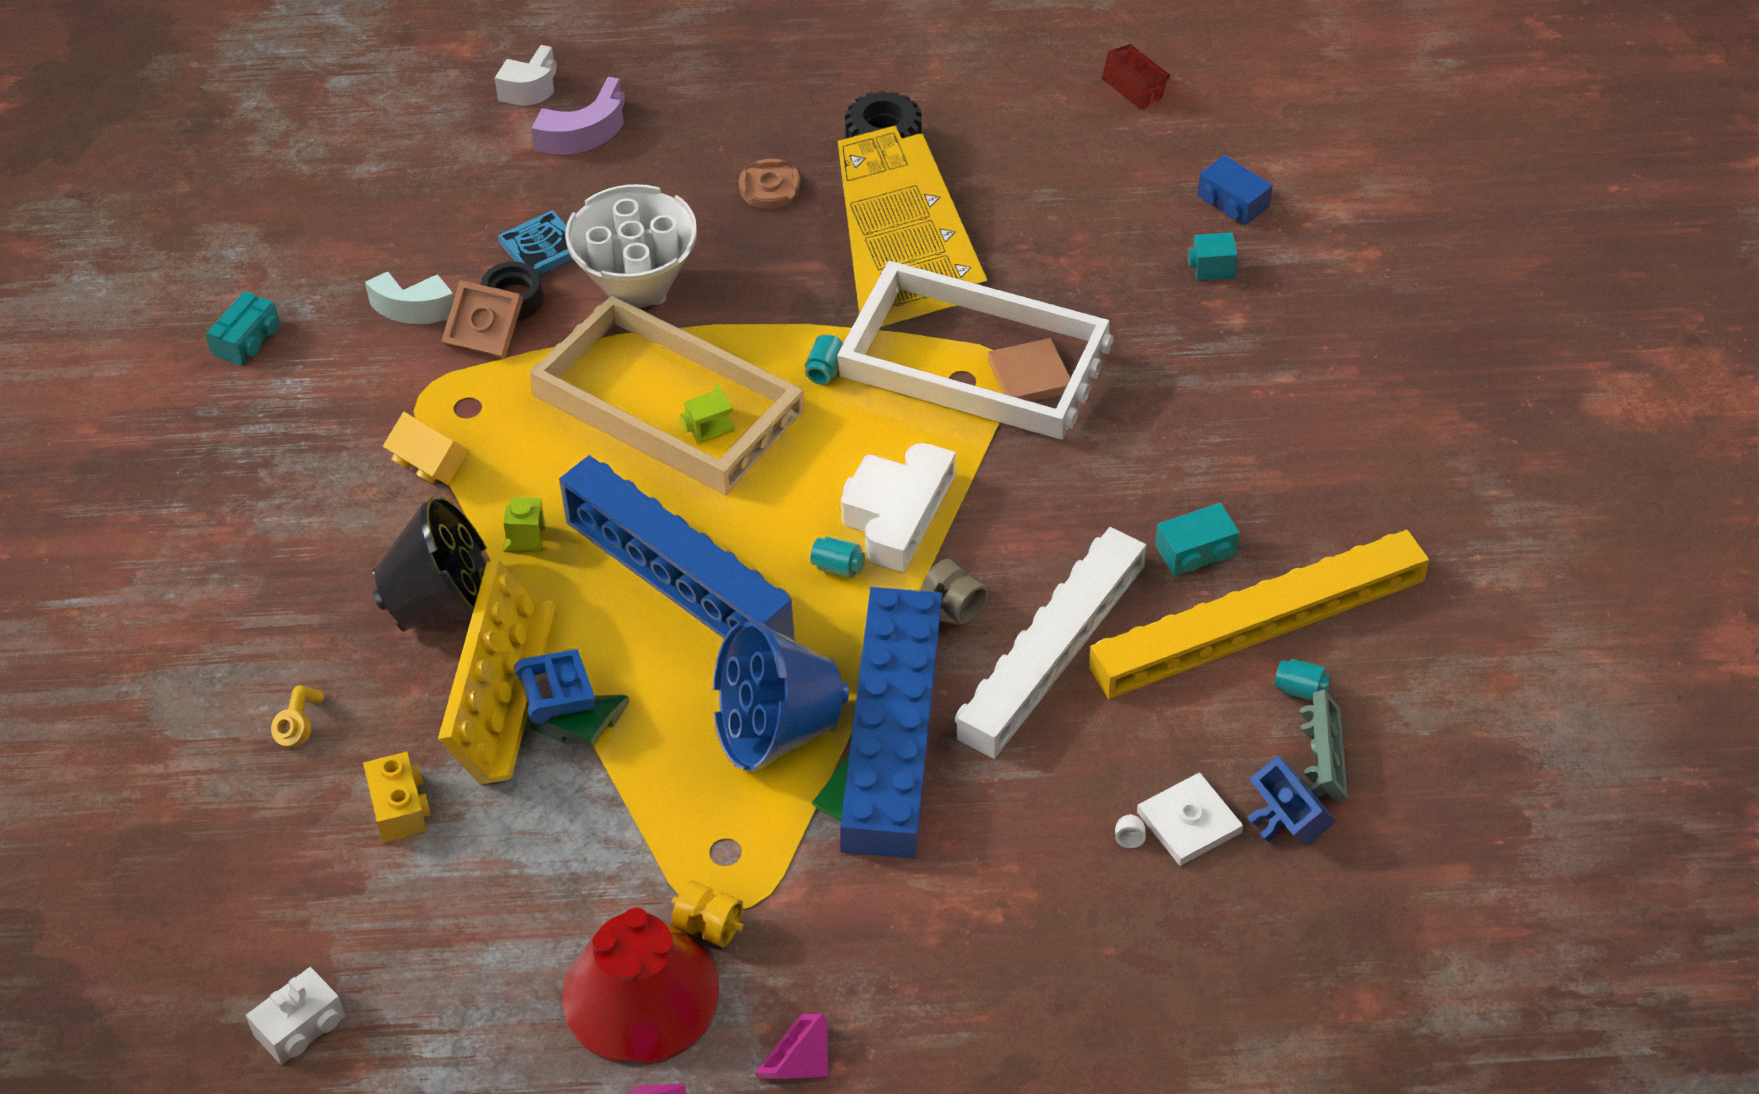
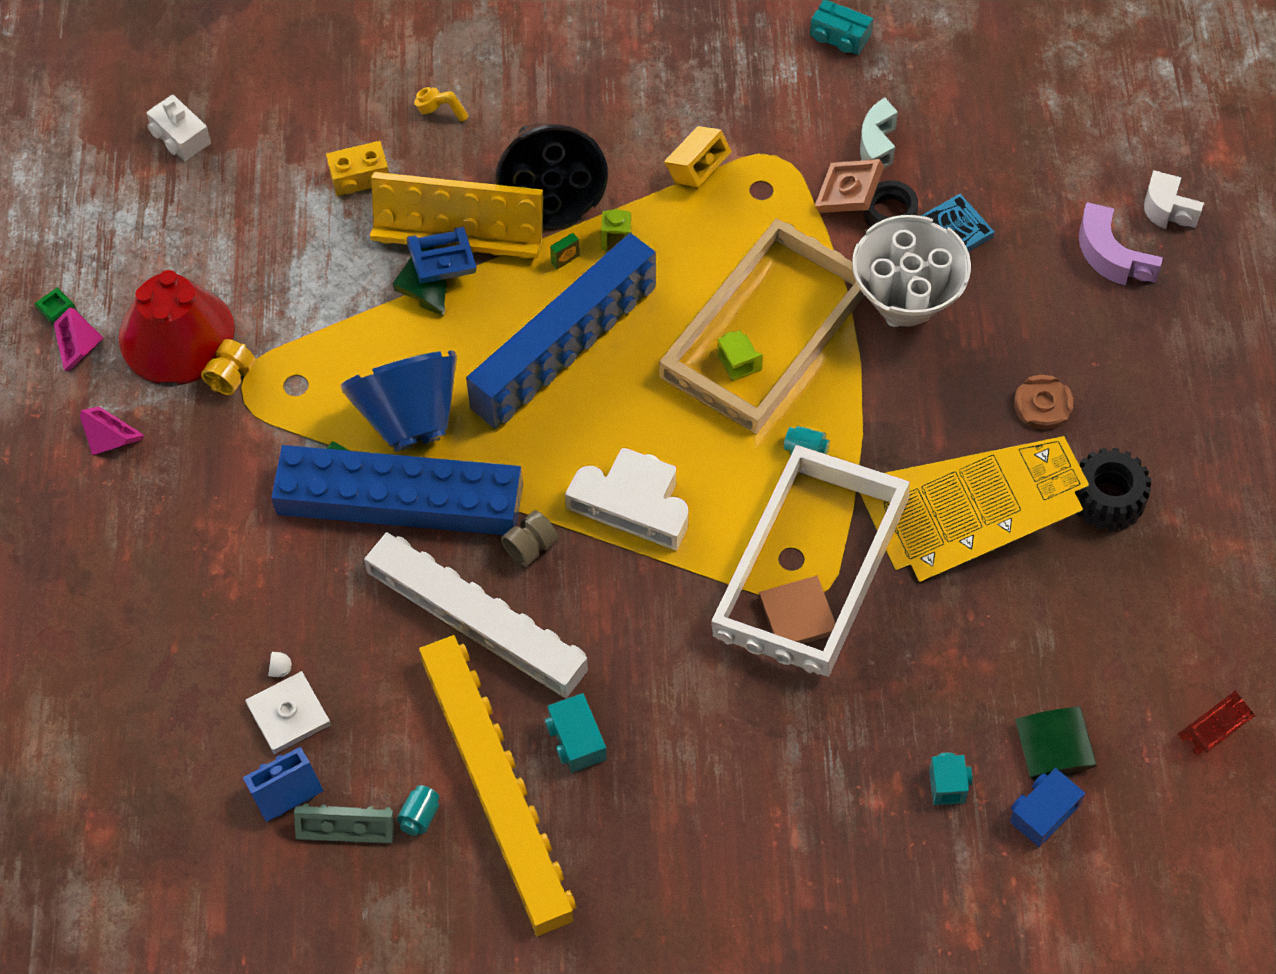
camera: 90 degrees right, 10 degrees up
(549, 574) = (565, 250): none -> tile
(837, 556) = (574, 452): teal brick -> none
(1163, 185) = (1056, 741): none -> dark green slope

